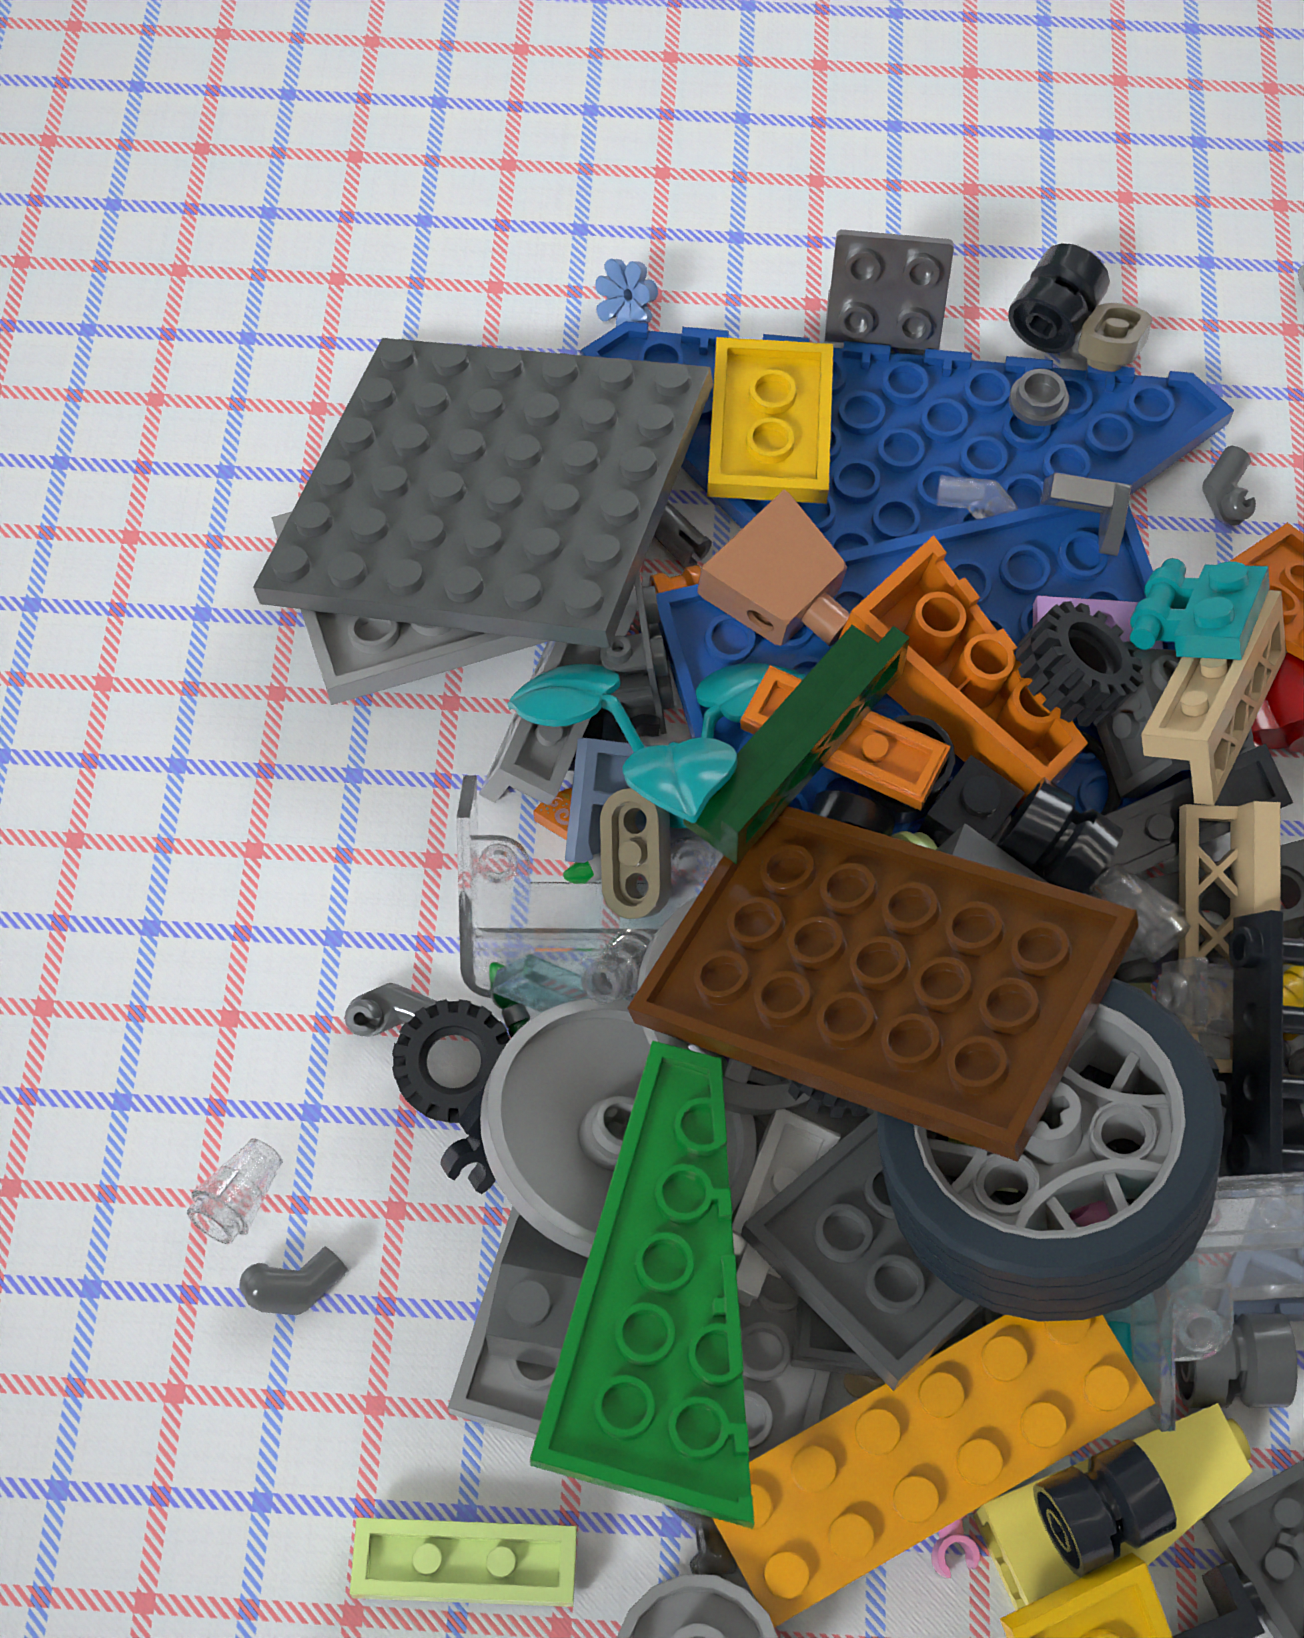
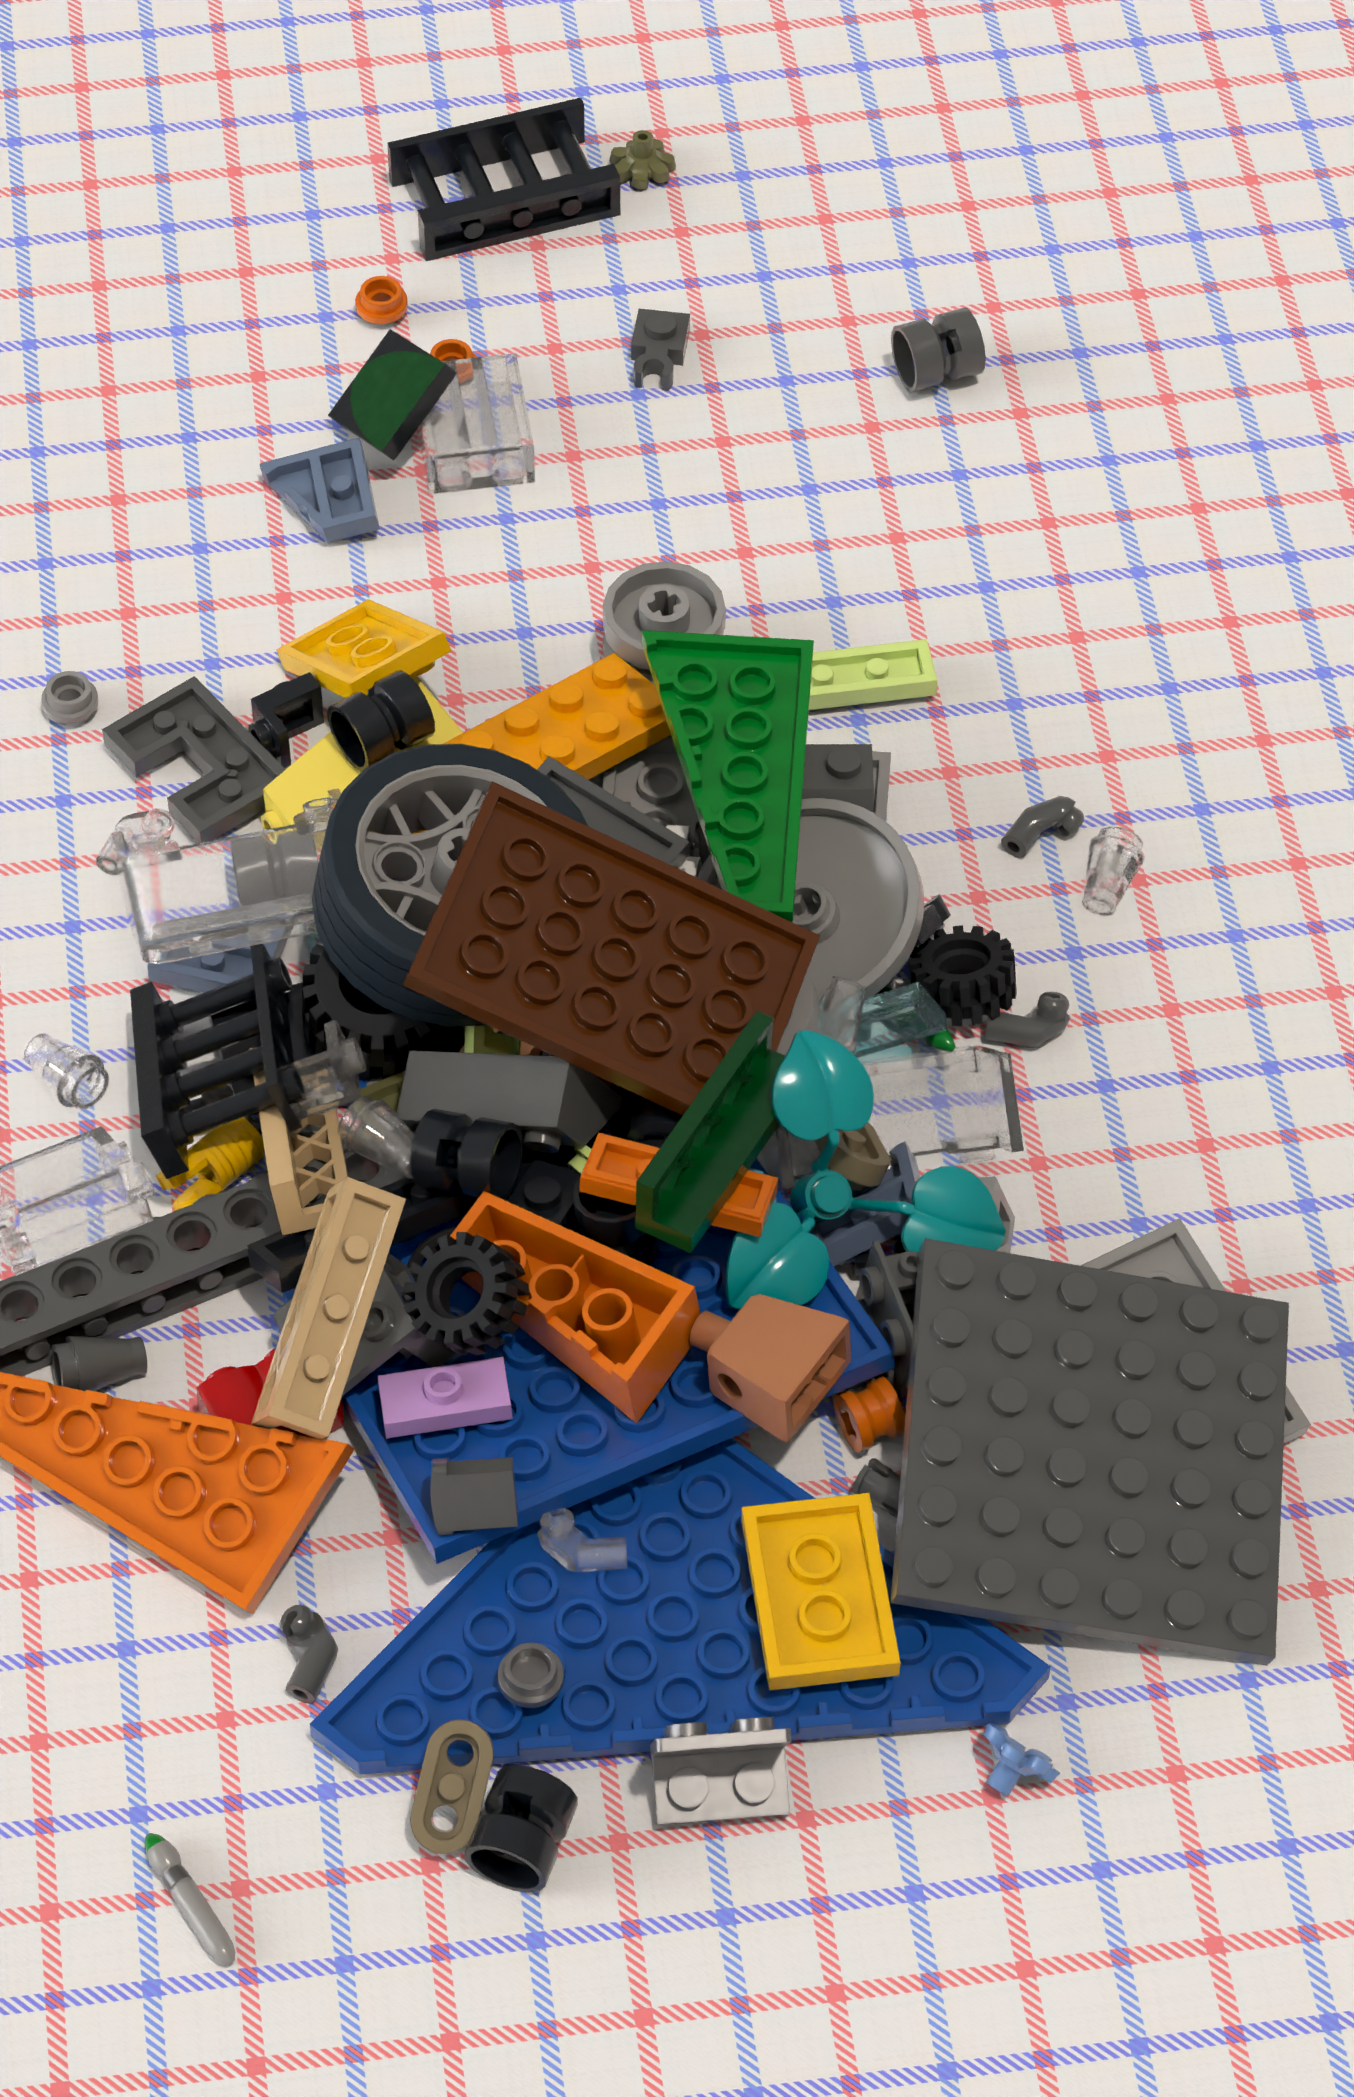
camera: 170 degrees right, 10 degrees down
(1217, 605) = (331, 1370): teal plate -> none

